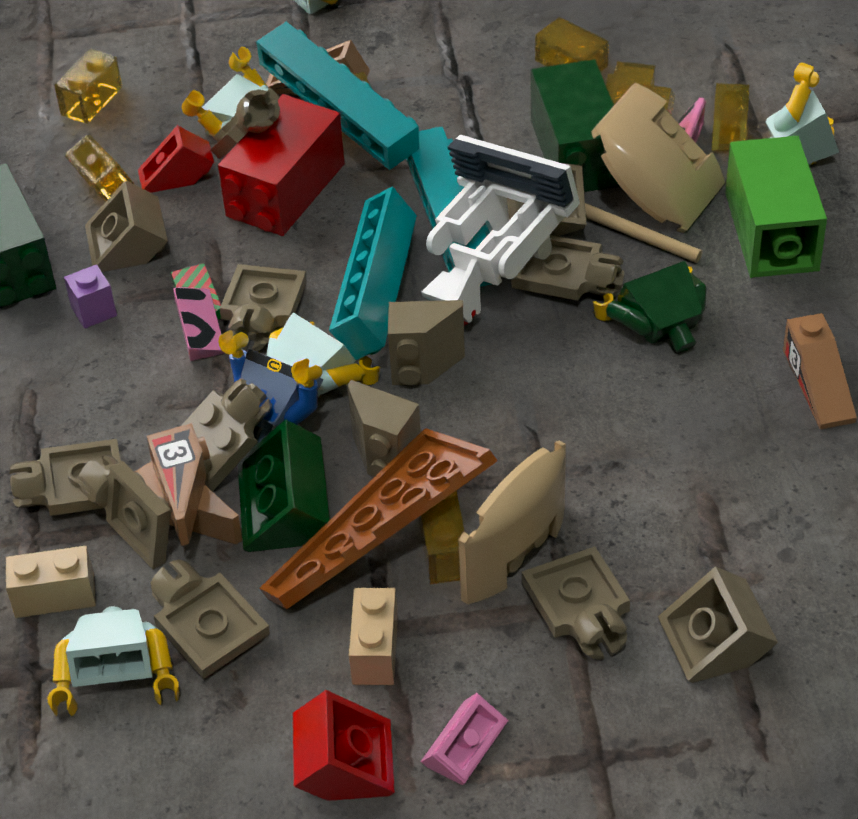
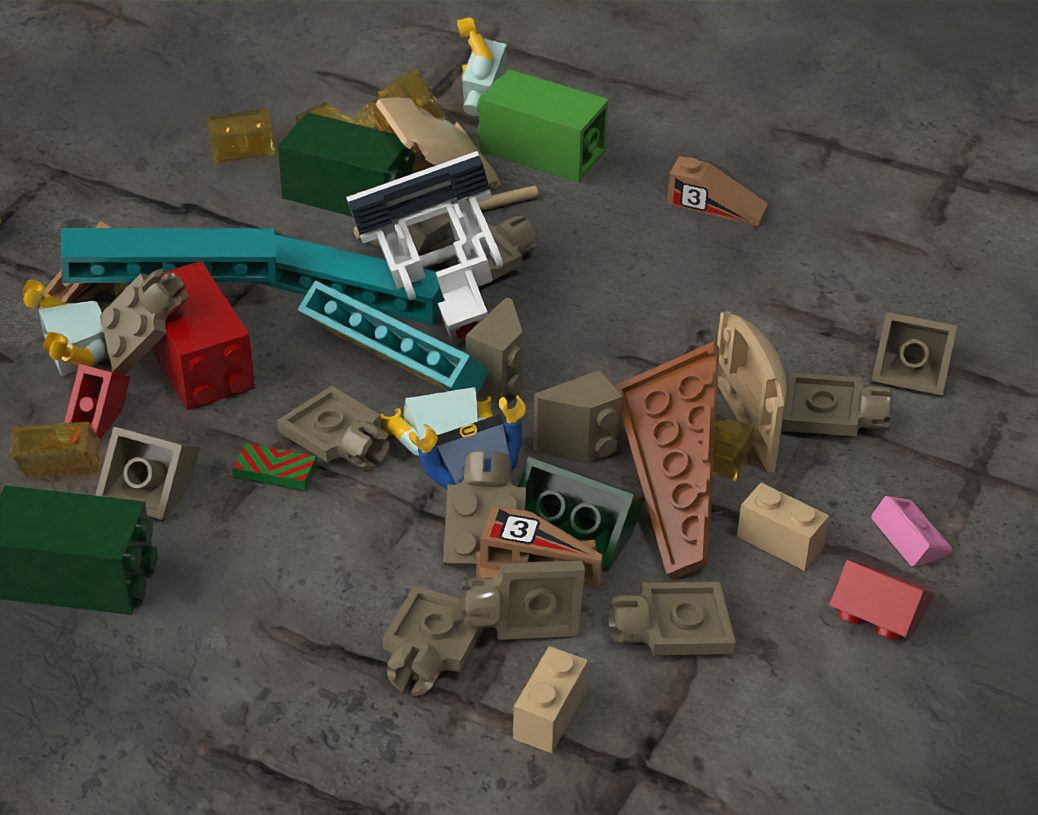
camera: 60 degrees left, 5 degrees down
(90, 296) = (211, 528): medium lavender brick -> none
(108, 650) = (671, 690): light aqua torso -> none
(198, 322) = (320, 477): bright pink slope -> none
(659, 305) = (579, 227): dark green torso -> none

